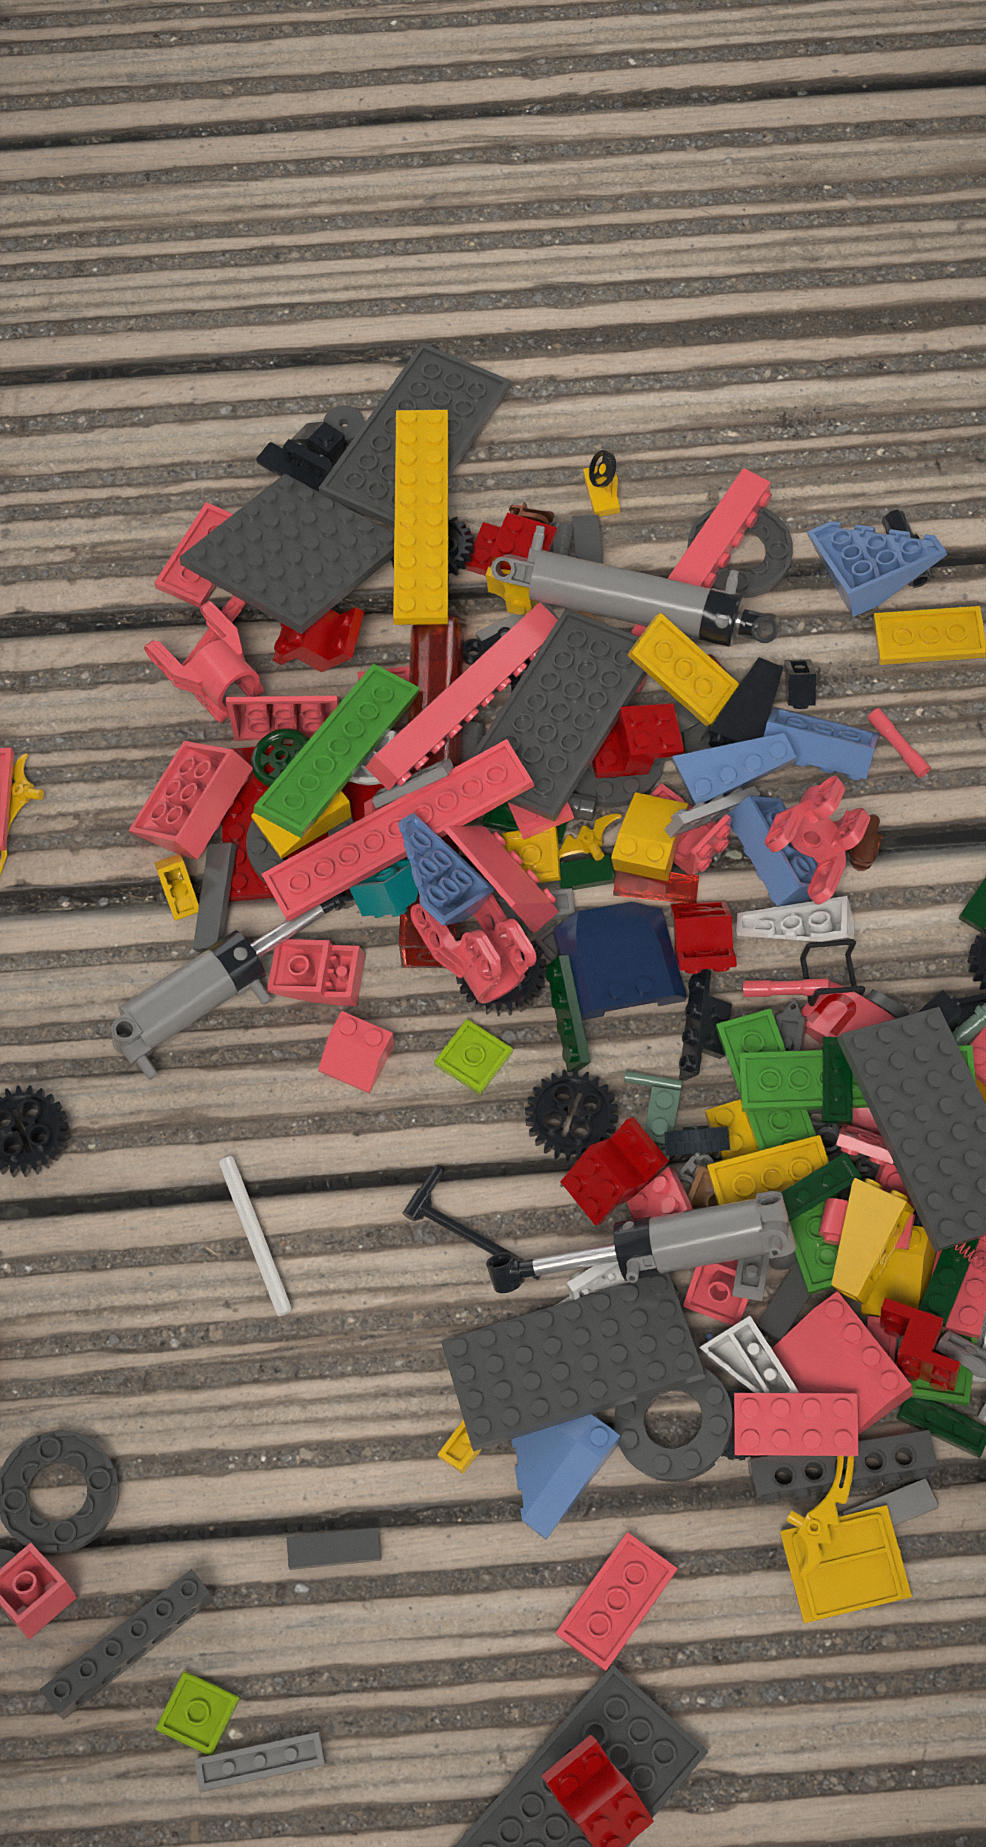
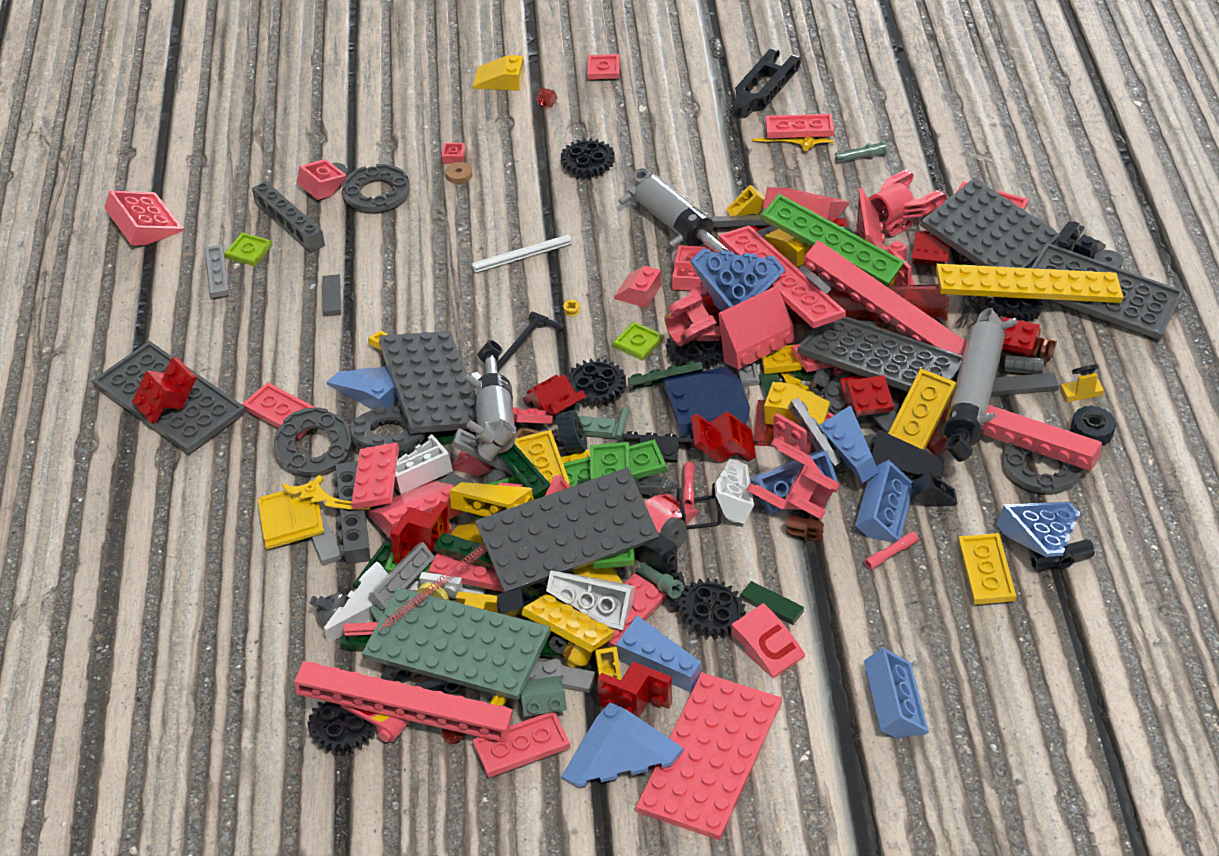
camera: 90 degrees right, 20 degrees down
(17, 1340) = (459, 172): none -> medium nougat piece
(57, 705) = (868, 151): none -> sand green pin
(324, 684) = (899, 250): none -> coral door
(394, 1147) = (573, 304): none -> yellow bush
(677, 484) = (1094, 423): none -> black wheel
(726, 1508) = (312, 418): none -> dark grey plate

